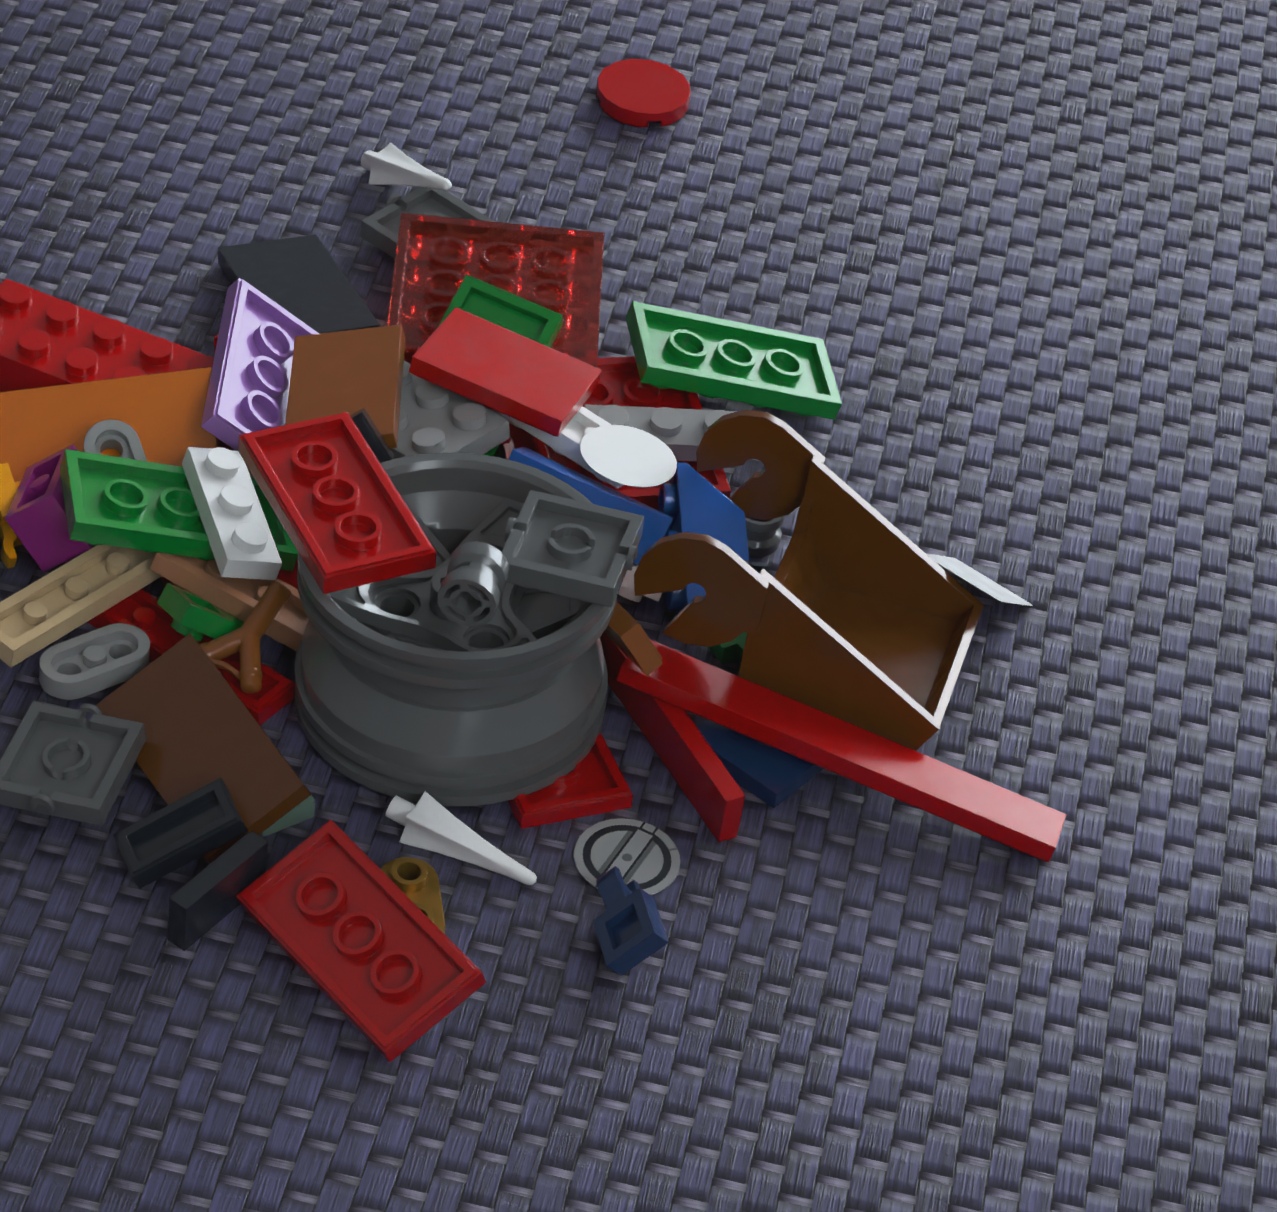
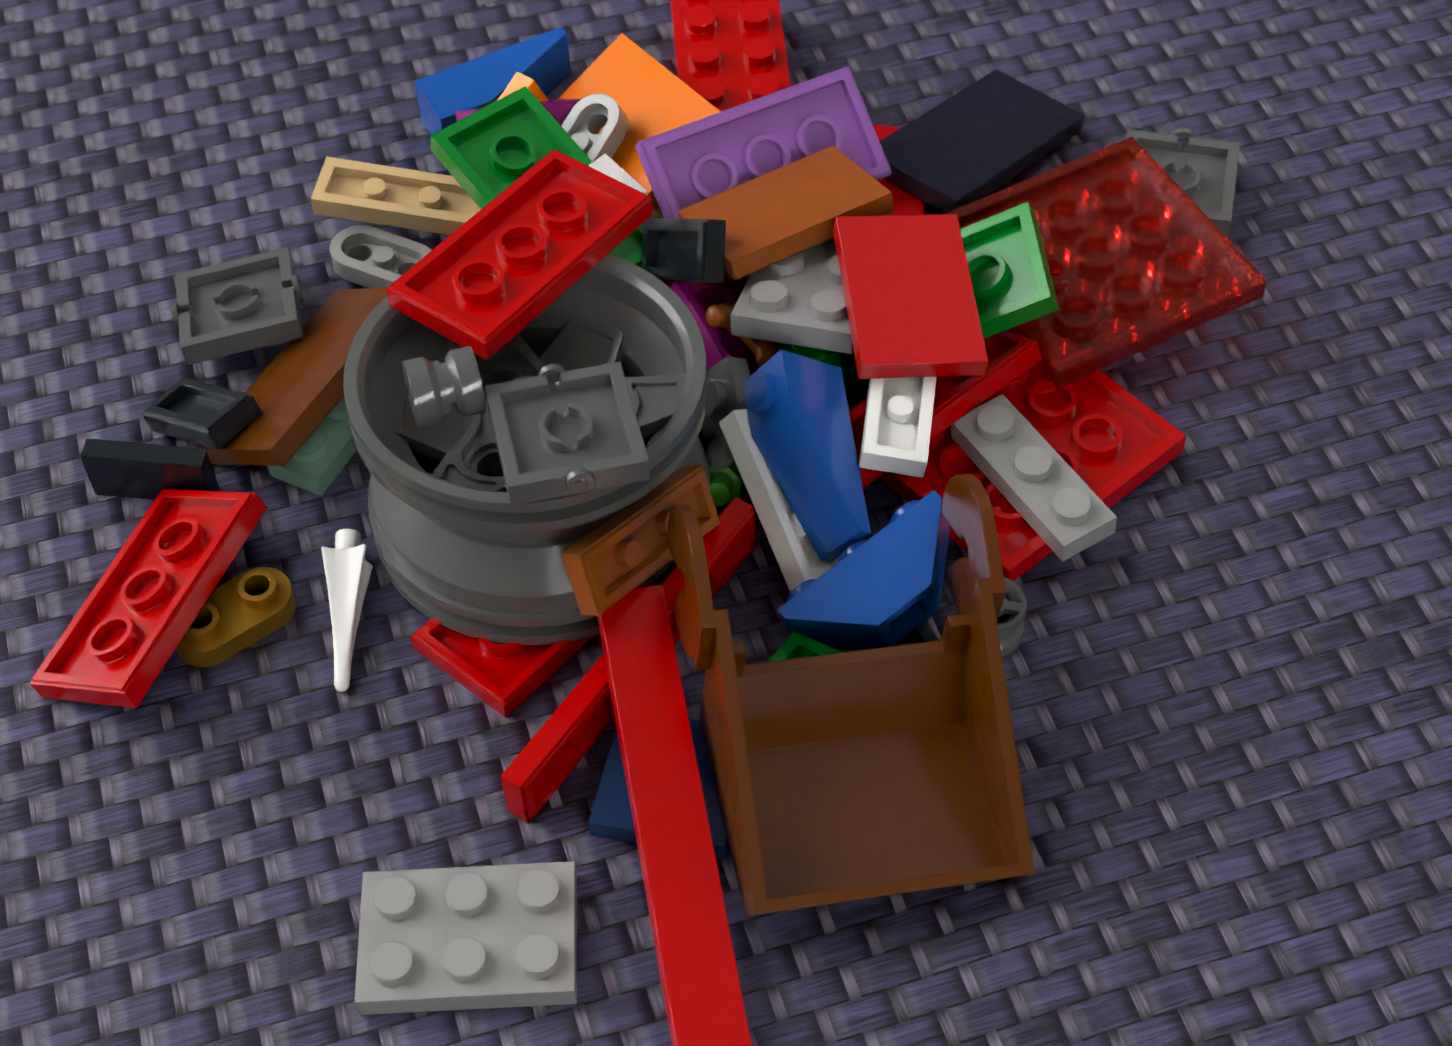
camera: 70 degrees right, 10 degrees up
(396, 168) = (1234, 115): white piece -> none
(628, 456) = (891, 445): white sticker -> none
(631, 924) = (301, 788): dark blue plate -> none
(632, 846) = (429, 747): light grey sticker -> none
(732, 361) = (1206, 477): green plate -> none
(820, 903) = (467, 938): none -> light grey plate
(978, 580) = (1073, 850): white sticker -> none

